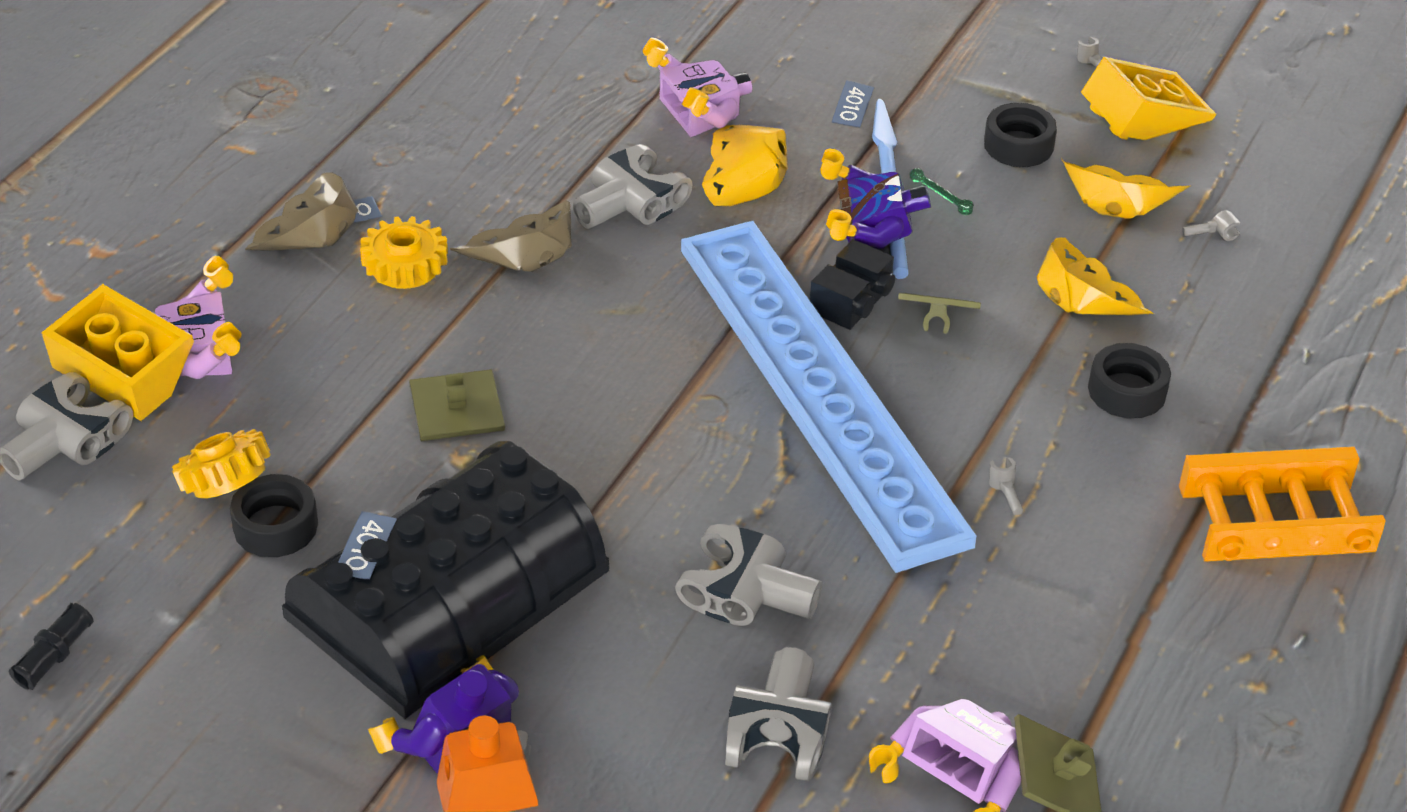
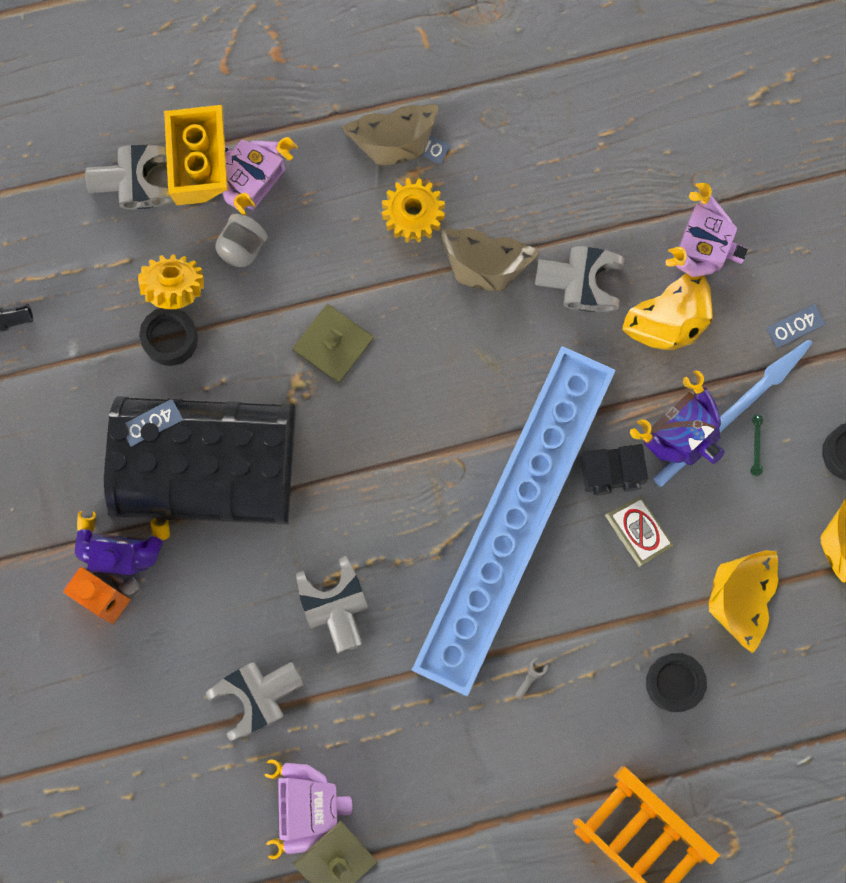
camera: 50 degrees right, 35 degrees up
(260, 393) = (236, 244): none -> light grey helmet

